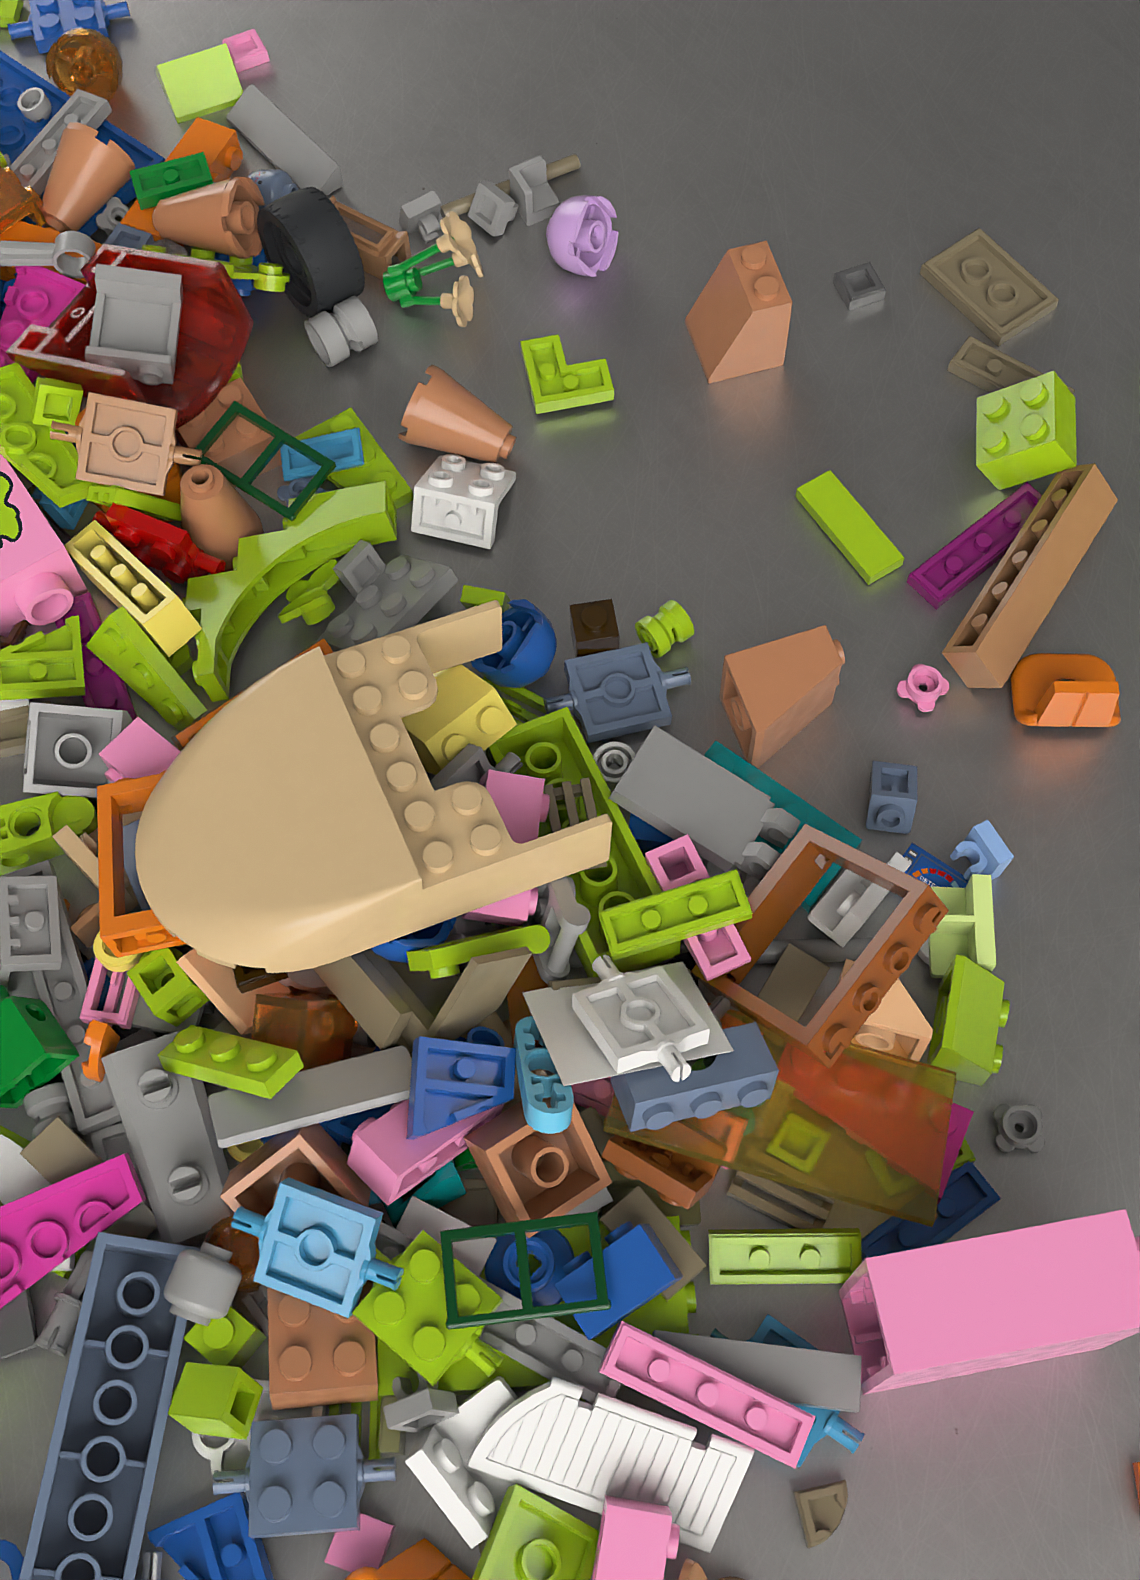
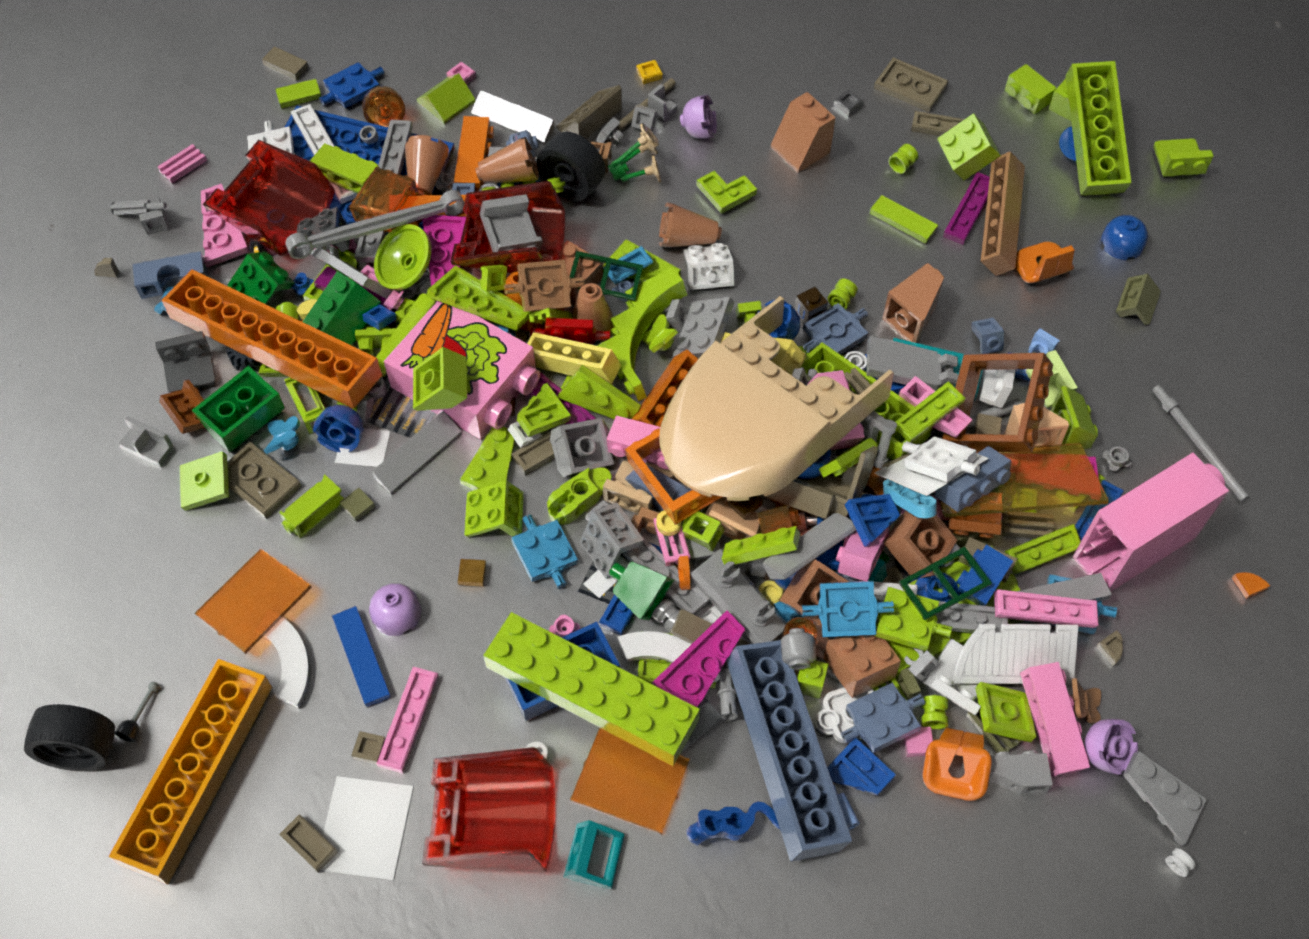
camera: 25 degrees left, 5 degrees down
(170, 179) = (474, 152): green plate -> none
(215, 1400) = (826, 700): lime brick -> none
(341, 331) = (602, 202): light grey wheel -> none
(399, 1513) = (935, 712): none -> lime wheel
(401, 181) = (593, 112): none -> dark tan slope
(547, 132) = (649, 72): none -> yellow tile
(904, 415) = (901, 160): none -> lime wheel
(925, 676) = (976, 276): bright pink plate -> none

